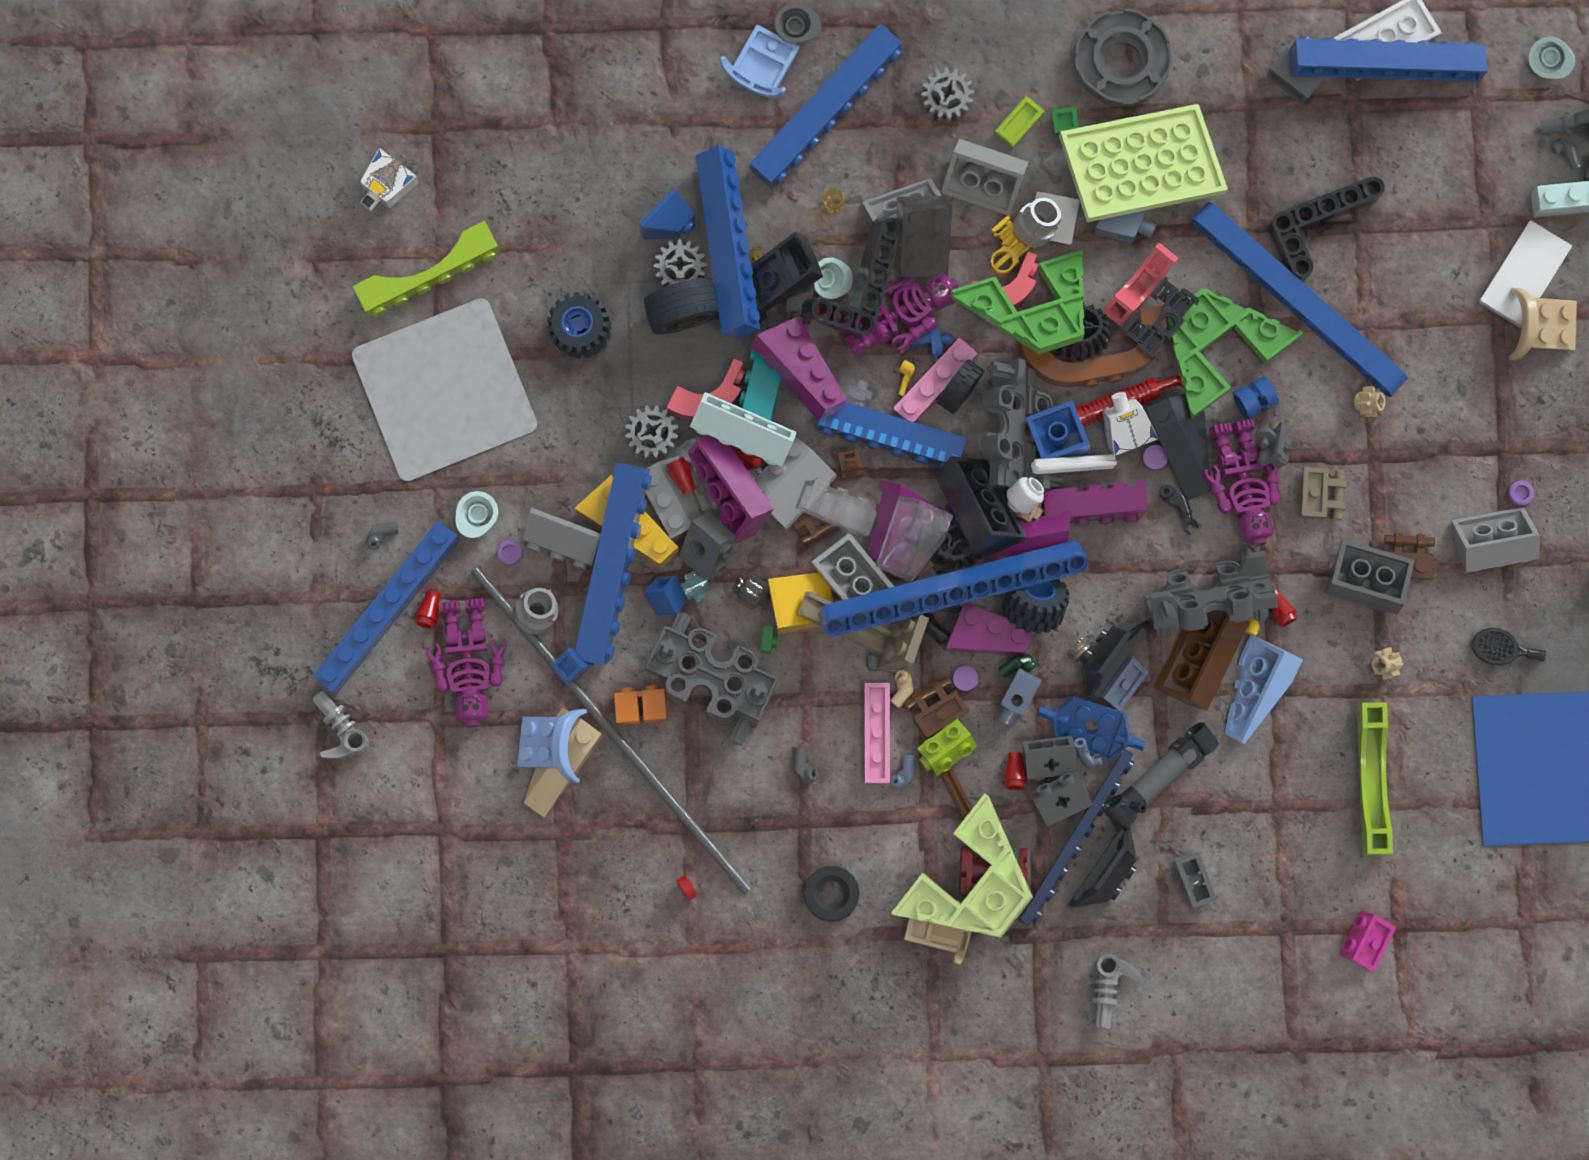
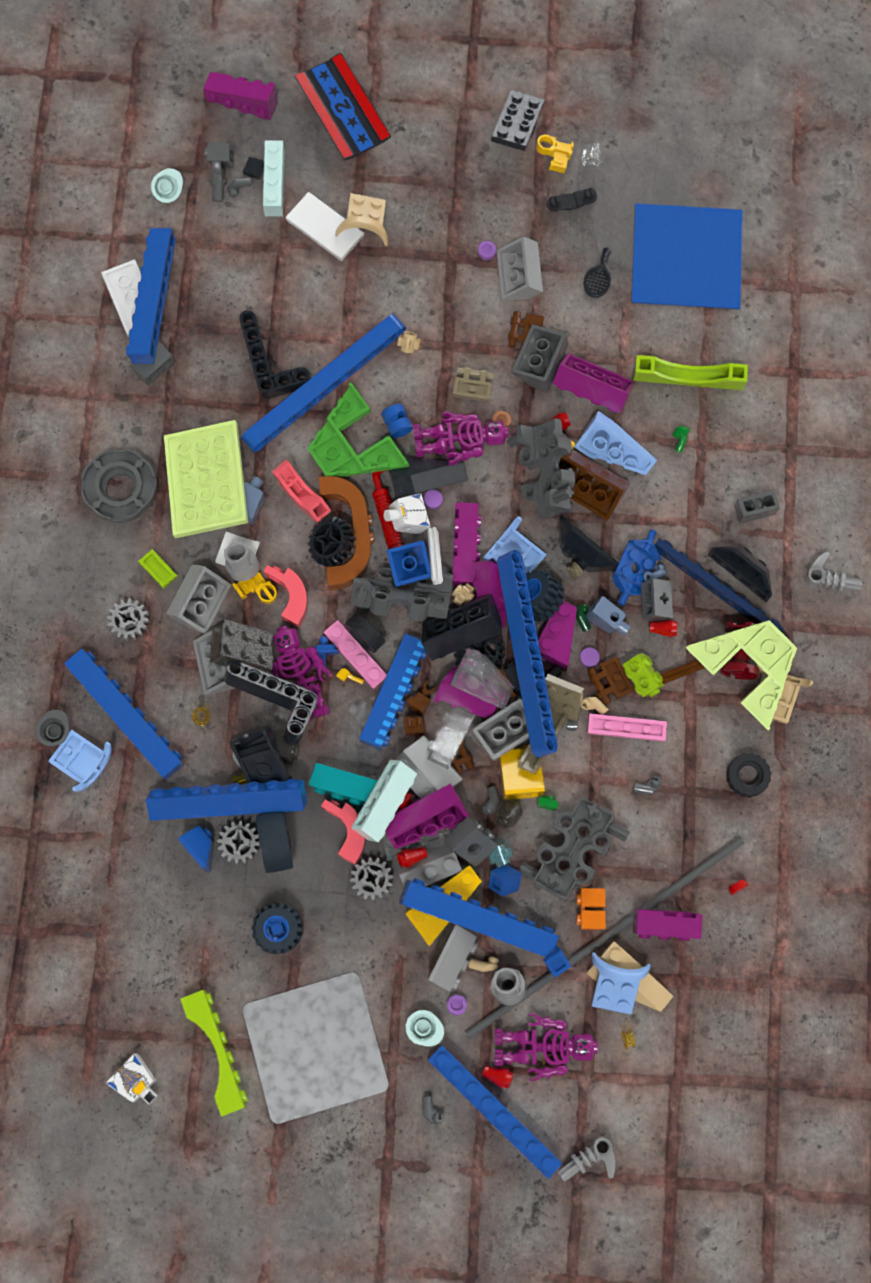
camera: 85 degrees left, 5 degrees down
(486, 764) = (628, 1039): none -> clear yellow bush
(558, 581) = (484, 966): none -> tan arm
(630, 798) = (667, 924): none -> magenta wedge
(762, 571) = (493, 801): none -> dark grey arm
(800, 364) = (336, 751): magenta wedge -> none
(836, 278) = (263, 717): light aqua piece -> none
(881, 468) = (420, 702): none -> reddish brown piece
(906, 775) = (660, 709): sand blue arm -> none
(1025, 495) = (457, 592): white head -> none
(1042, 326) = (327, 562): bright green wing -> none
(1064, 119) = (162, 534): green plate -> none
(1074, 798) = (689, 594): dark grey brick -> none
(1101, 572) = (513, 540): none -> light blue piece
(1123, 683) = (604, 540): sand blue plate -> none
(1178, 306) = (341, 490): black piece -> none
(1181, 503) = (465, 489): black arm -> none
(1182, 755) = (662, 503): piece -> none
(1273, 445) = (435, 412): dark grey hips -> none
(1279, 537) = (502, 416): none -> nougat tile
(1286, 775) = (682, 434): none -> green plate
(1345, 652) = (593, 383): none -> magenta slope
(1367, 940) = (805, 394): dark pink bracket -> none
(1387, 663) = (604, 354): tan gear -> none

